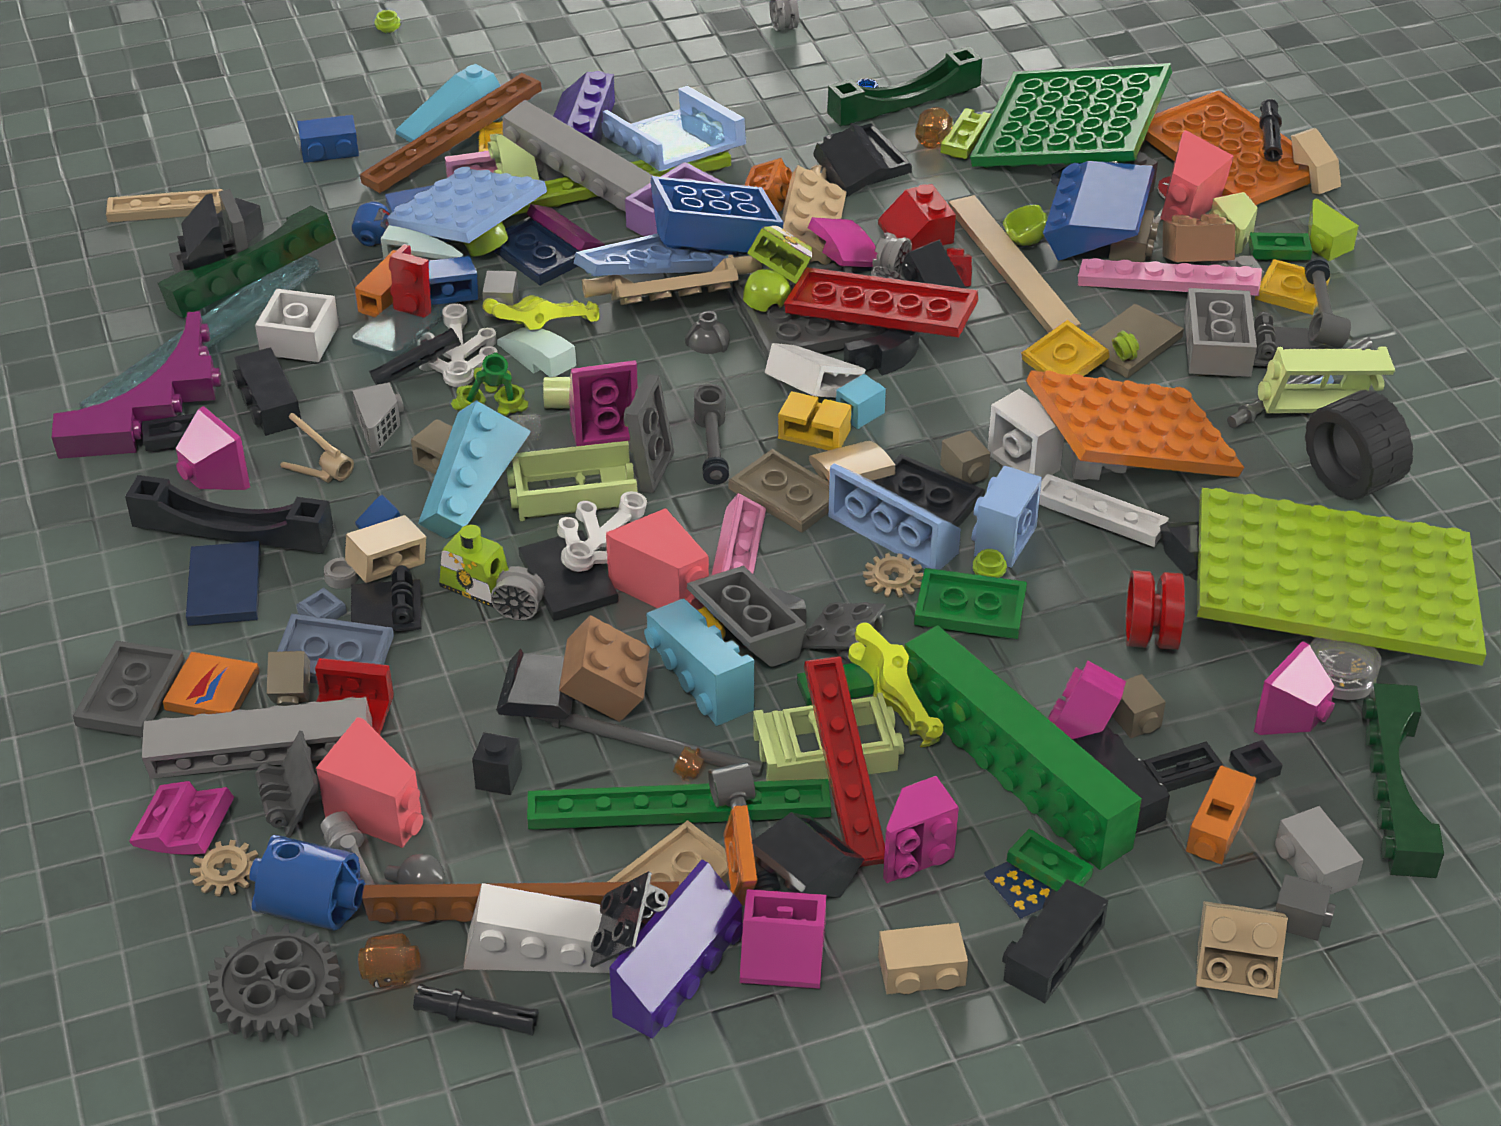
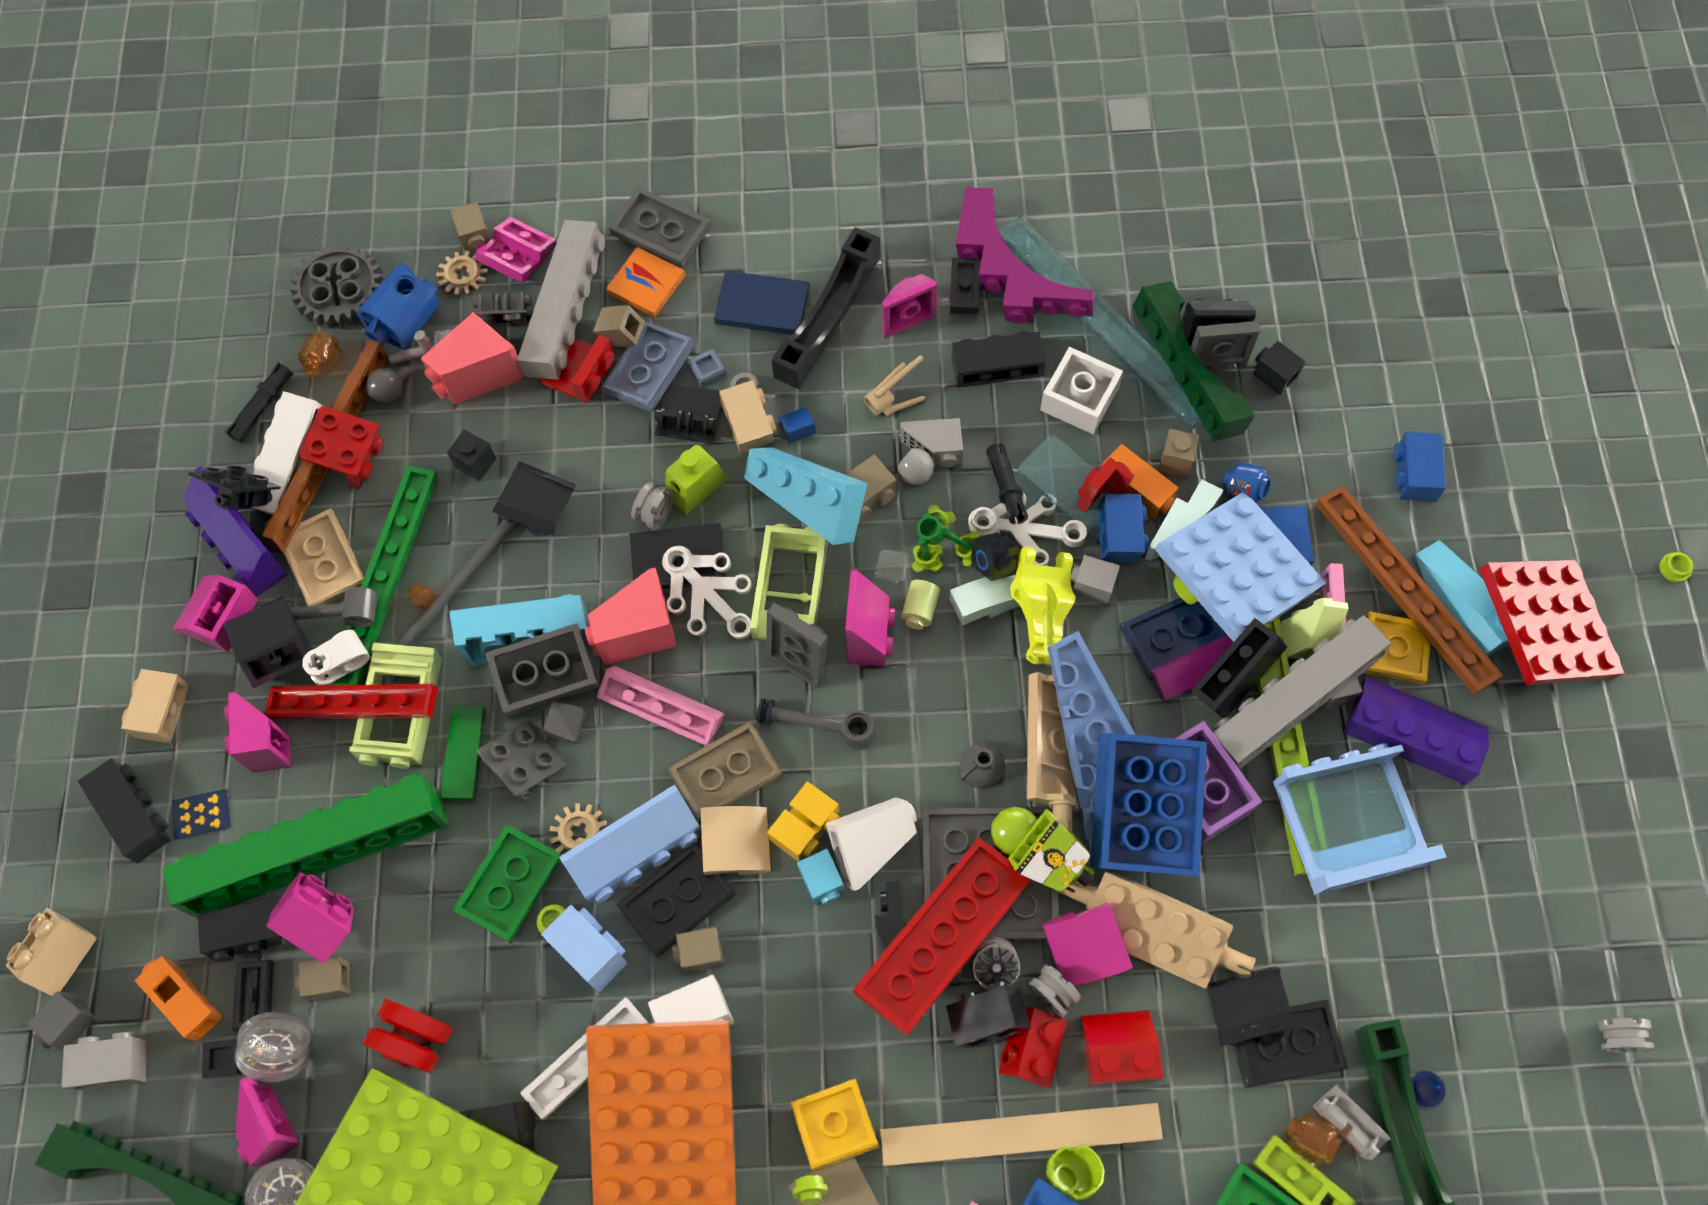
camera: 110 degrees right, 25 degrees up
(157, 205) = (1335, 313): tan tile -> none
(157, 865) = (470, 226): none -> dark tan brick
(350, 262) = (1178, 452): none -> dark tan brick
(411, 418) = (916, 467): none -> light grey piece
(463, 55) = (1551, 621): none -> plate
(505, 337) = (994, 556): none -> black brick
(526, 865) = (343, 444): none -> red bracket
(570, 192) = (1239, 668): none -> black brick
(605, 668) = (525, 546): medium nougat brick -> none
(739, 853) = (277, 585): orange tile -> none
(773, 178) = (1236, 900): orange bracket -> none
(800, 788) = (338, 656): none -> white piece
(888, 670) = (425, 758): neon yellow animal -> none
(907, 116) = (1351, 1122): none -> light grey hinge
(1048, 861) = (199, 834): green plate -> none
(1222, 708) = (272, 1046): none -> clear piece

